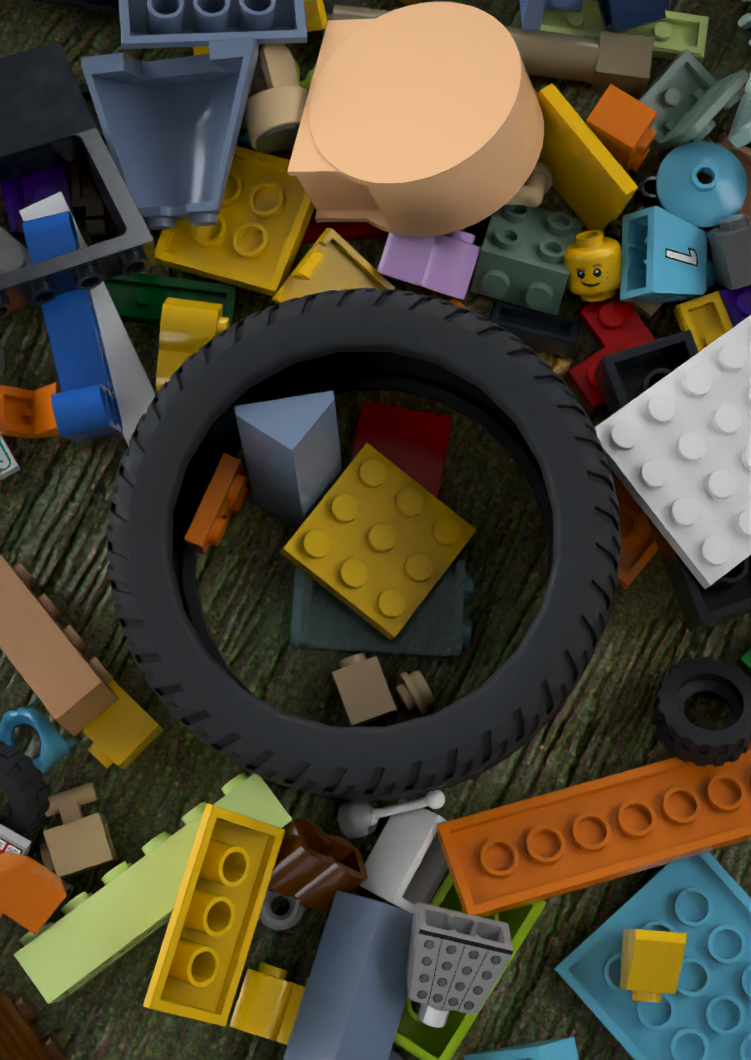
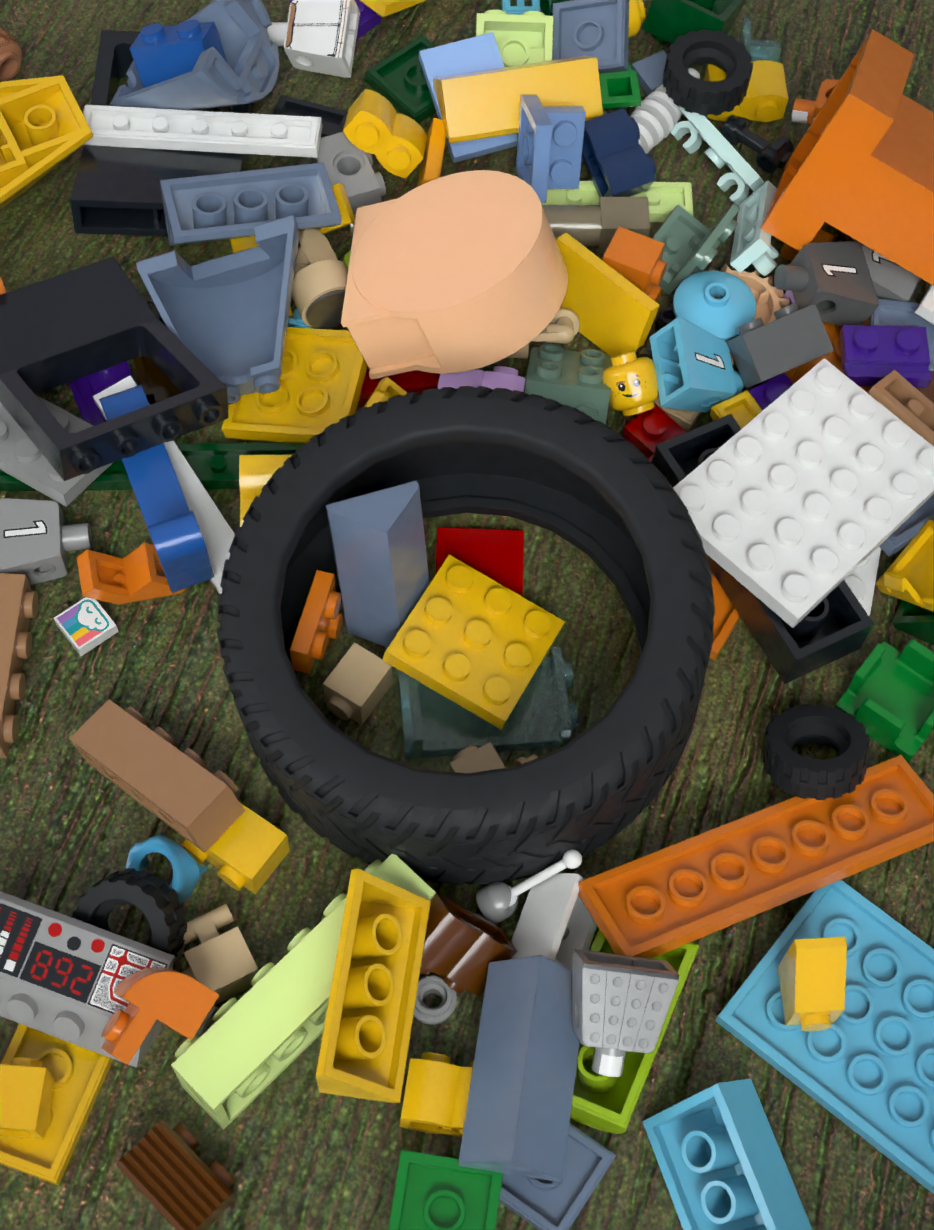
camera: 10 degrees left, 15 degrees down
(252, 568) = (357, 684): none -> tan brick

